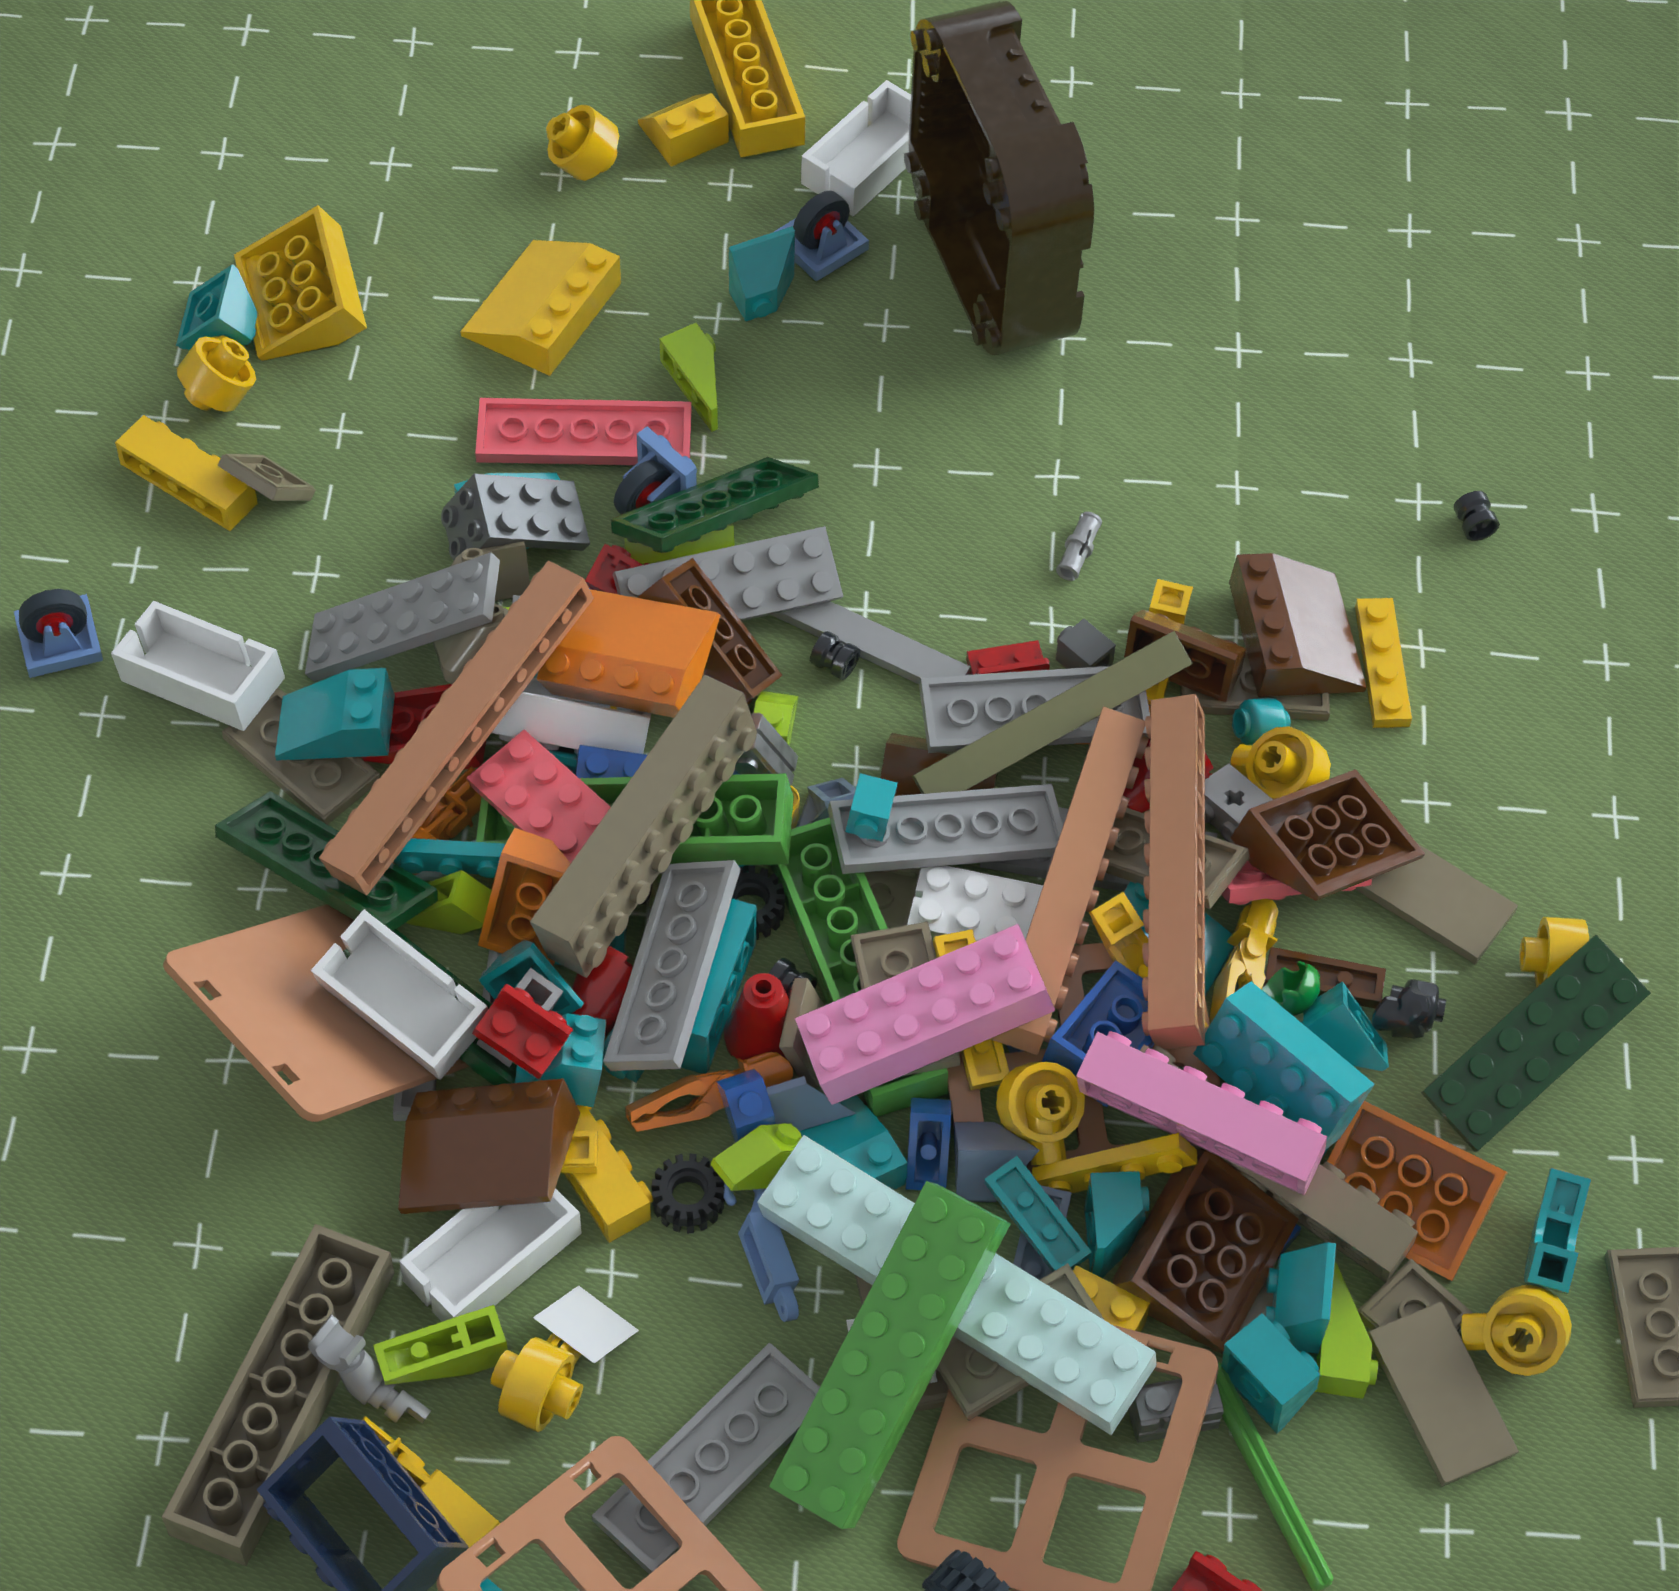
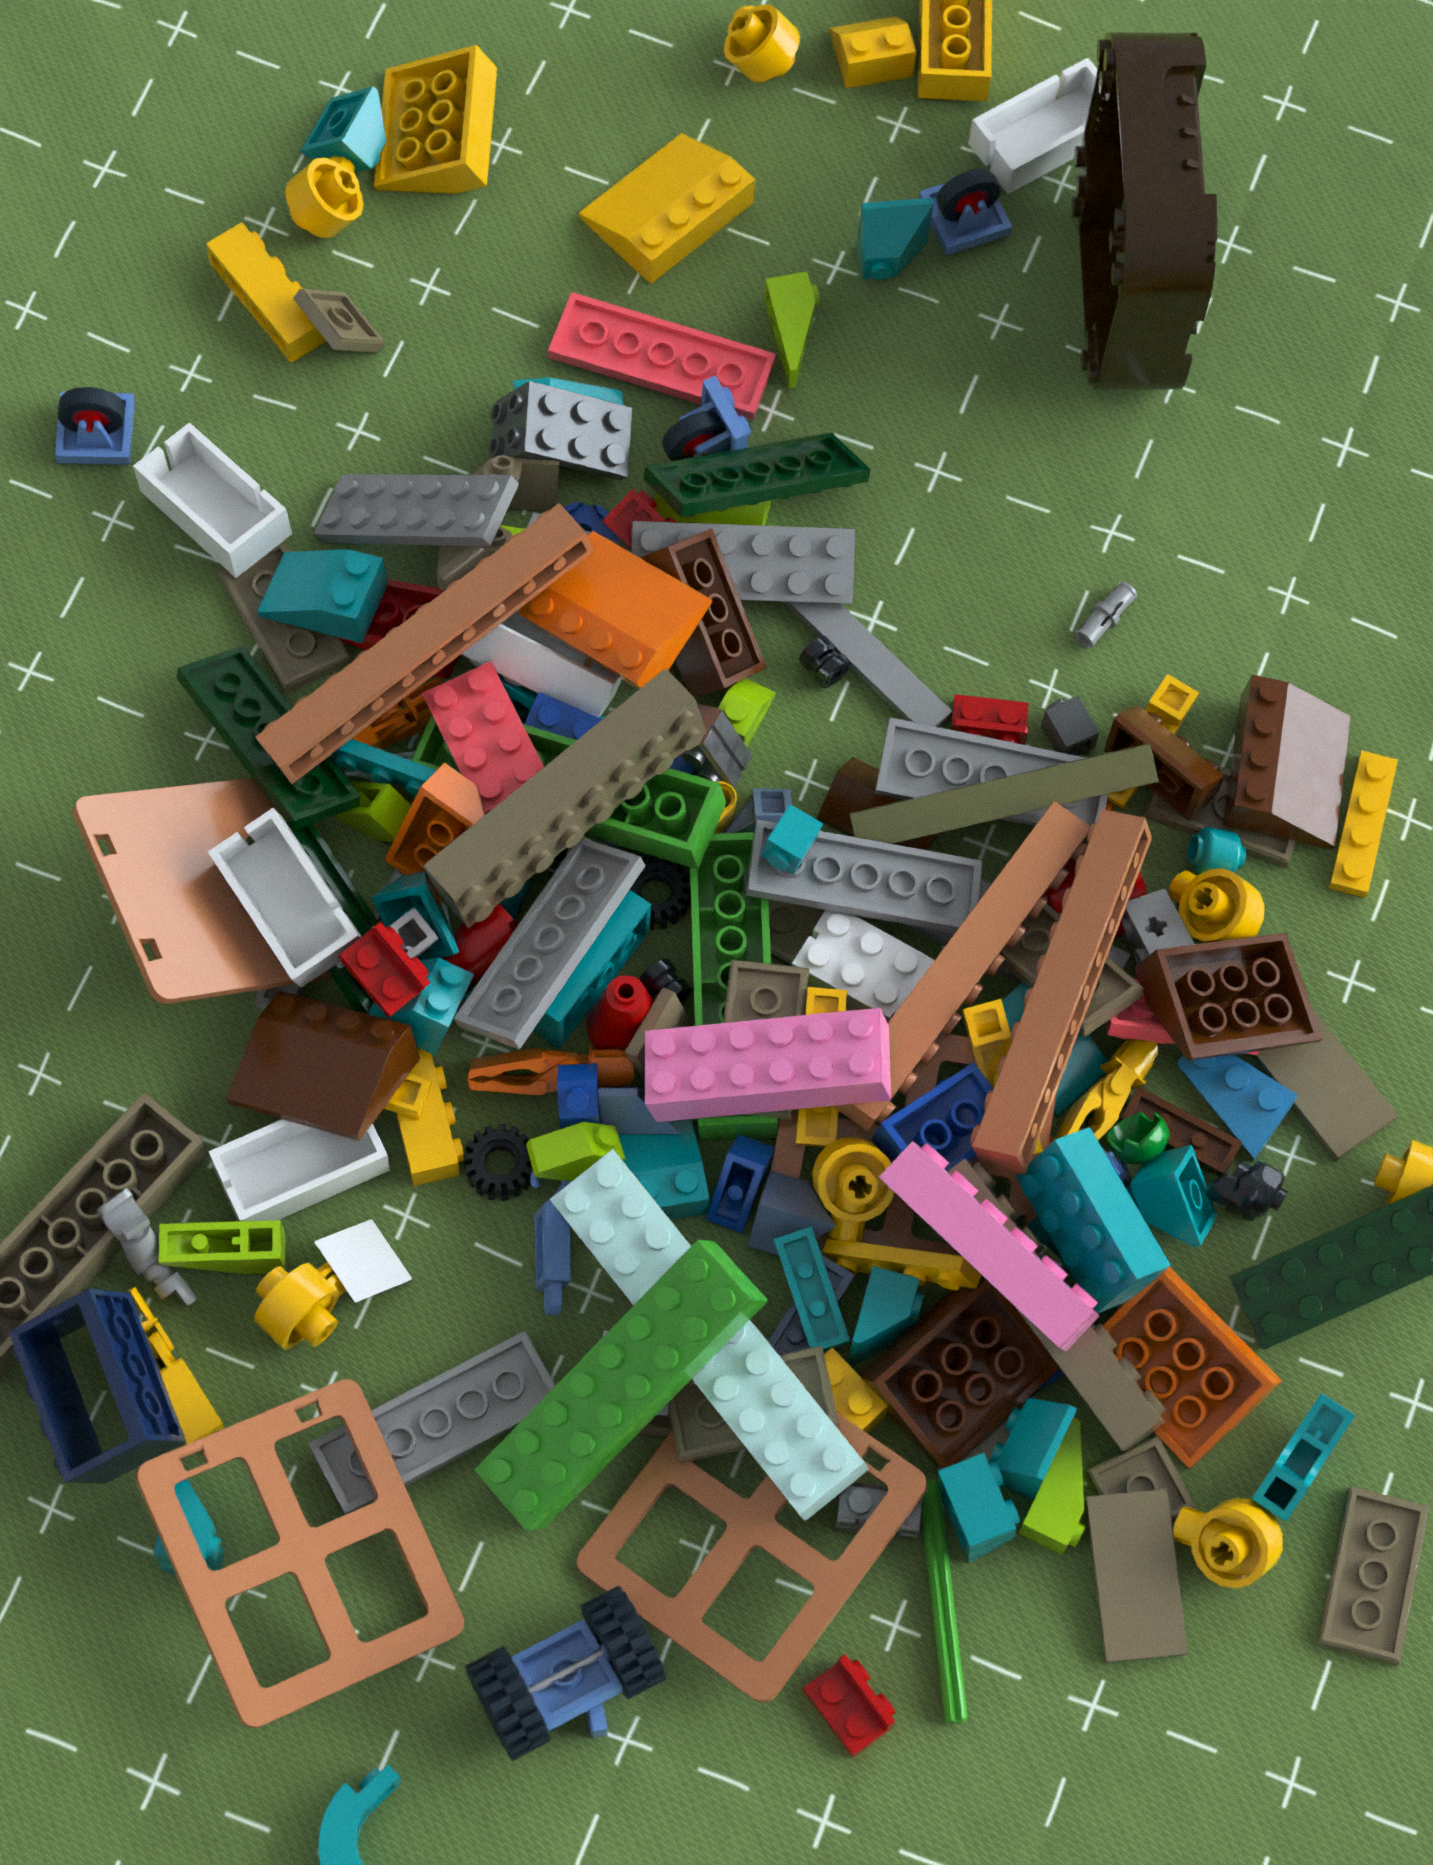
camera: 15 degrees right, 10 degrees up
(1365, 927) = (1241, 1097): none -> dark azure wing

